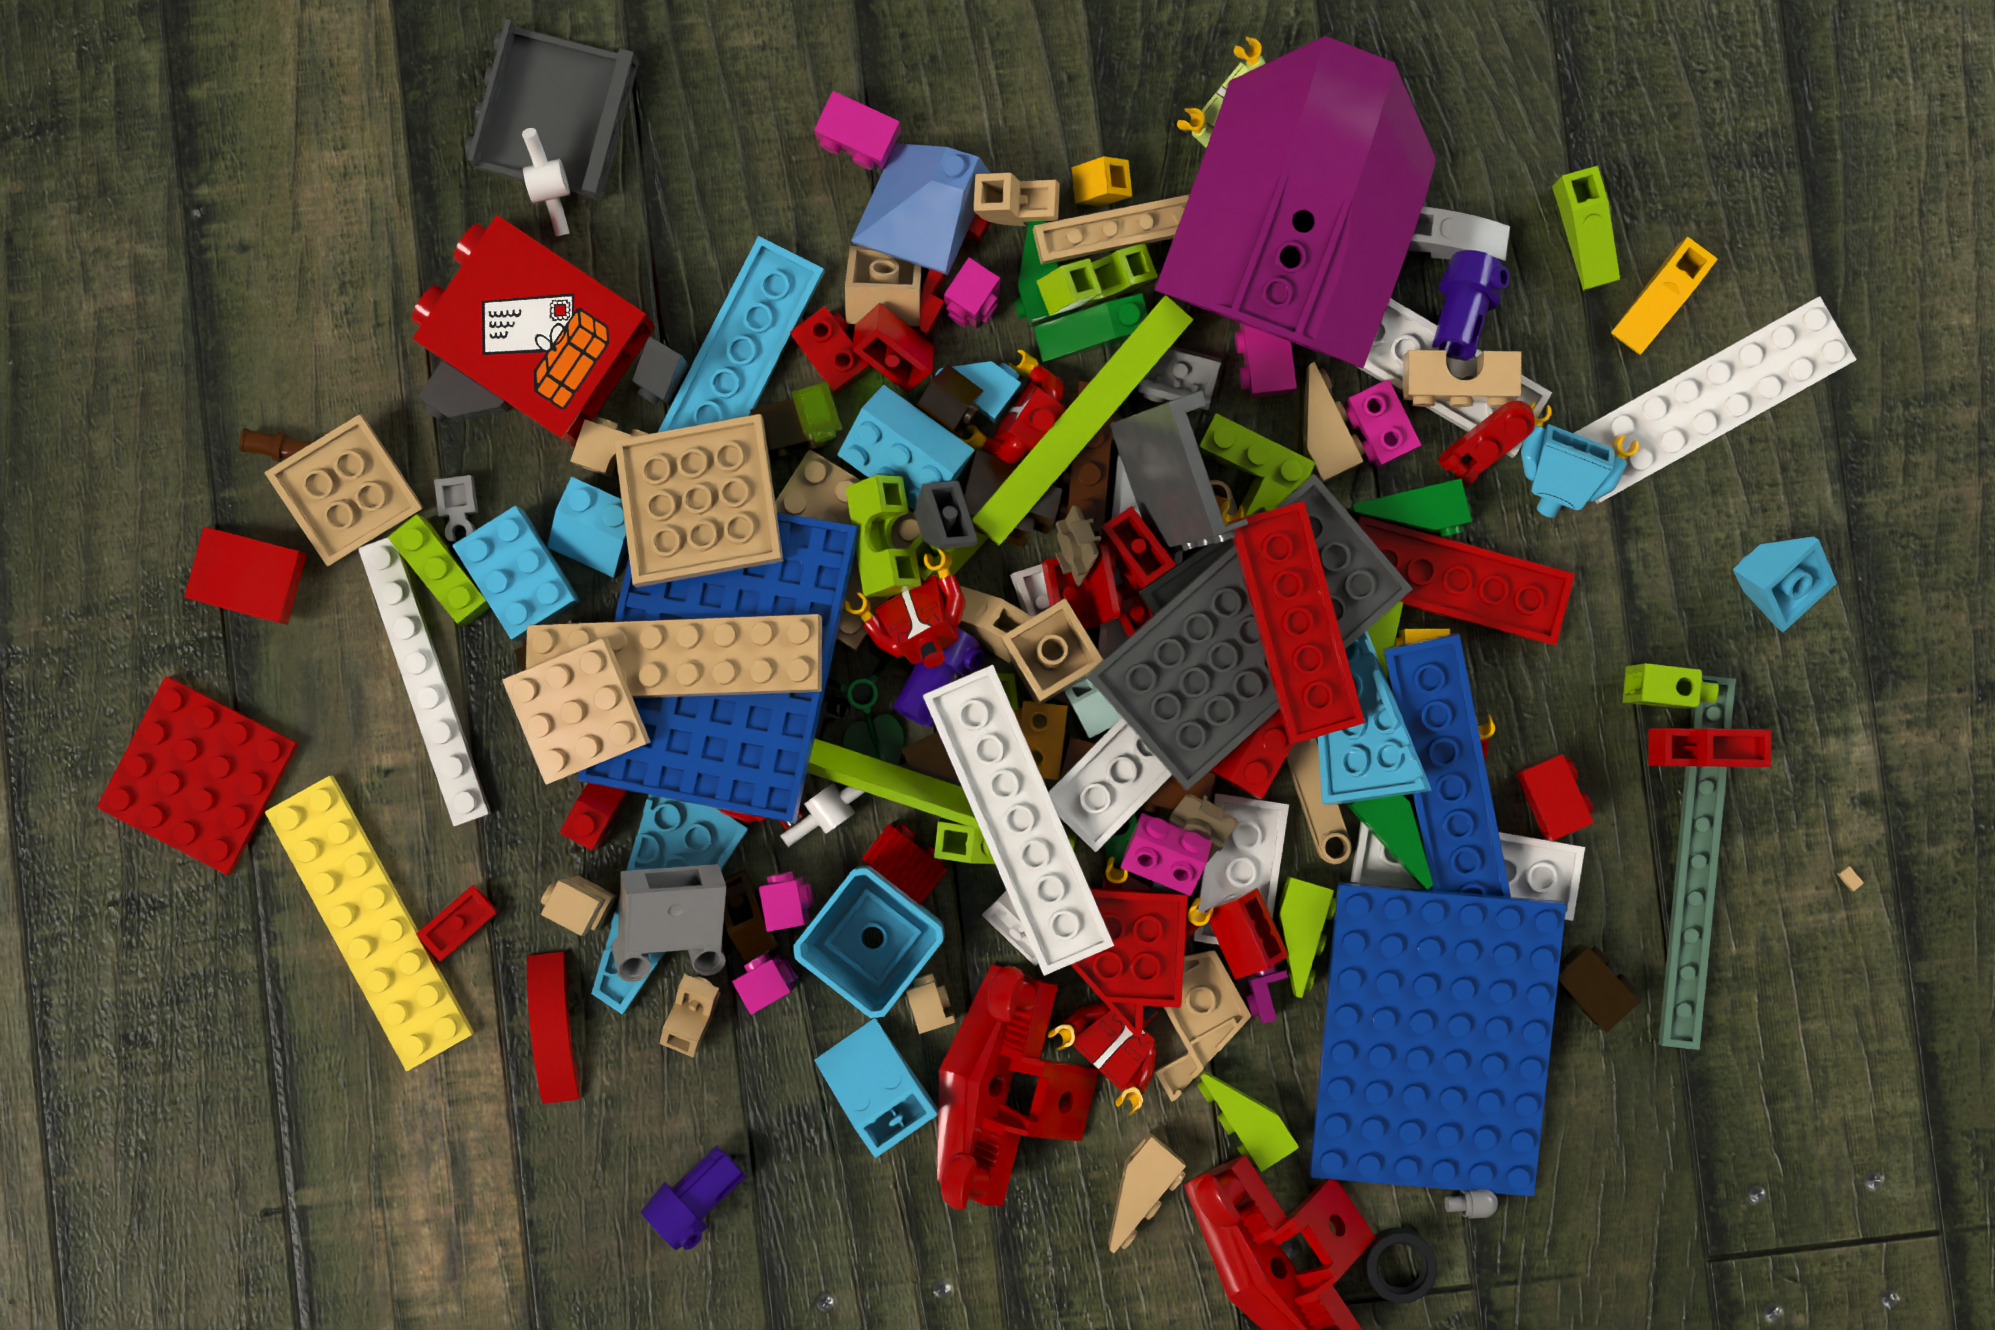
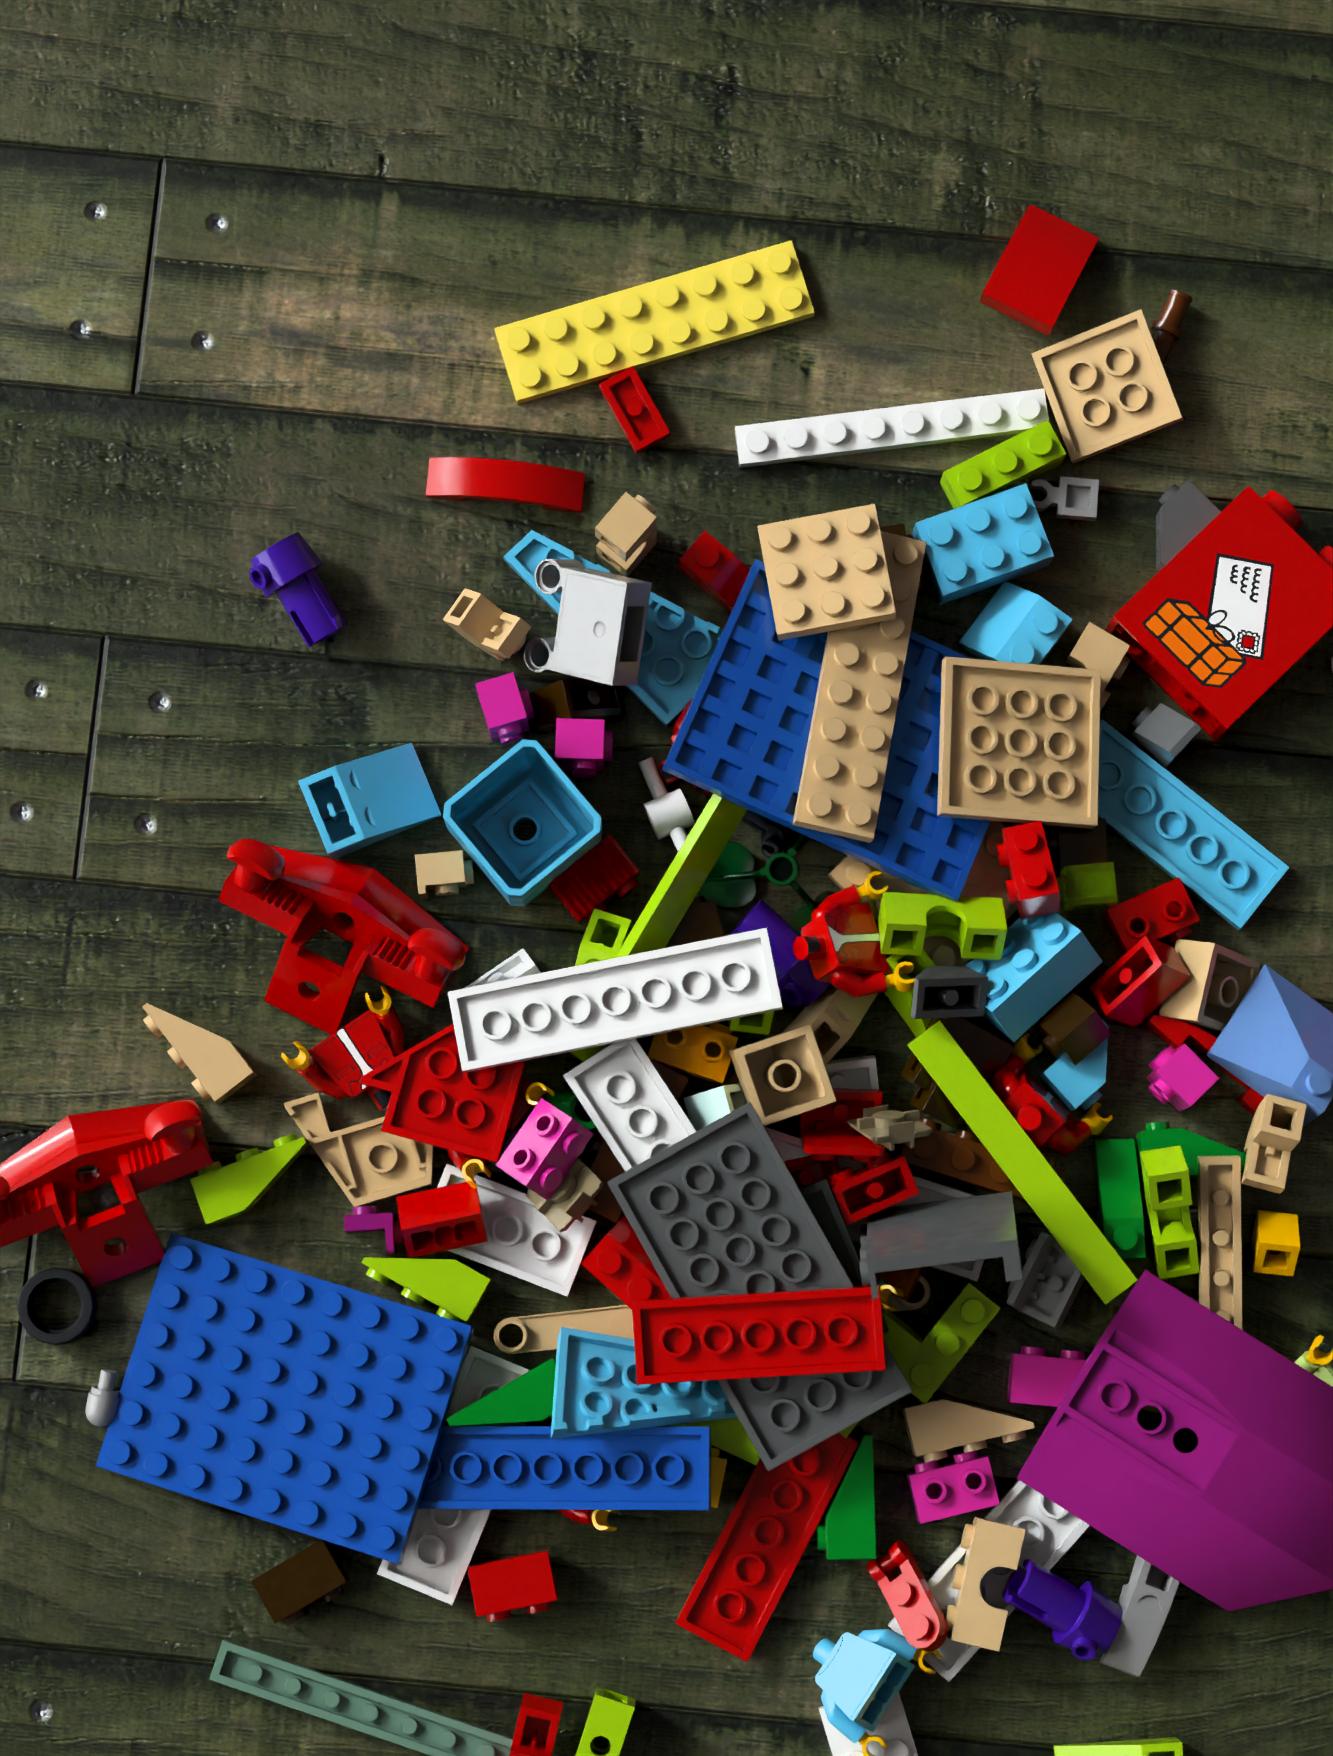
camera: 95 degrees right, 5 degrees down
(197, 775) = (843, 181): red plate -> none
(813, 466) = (1030, 870): none -> red brick

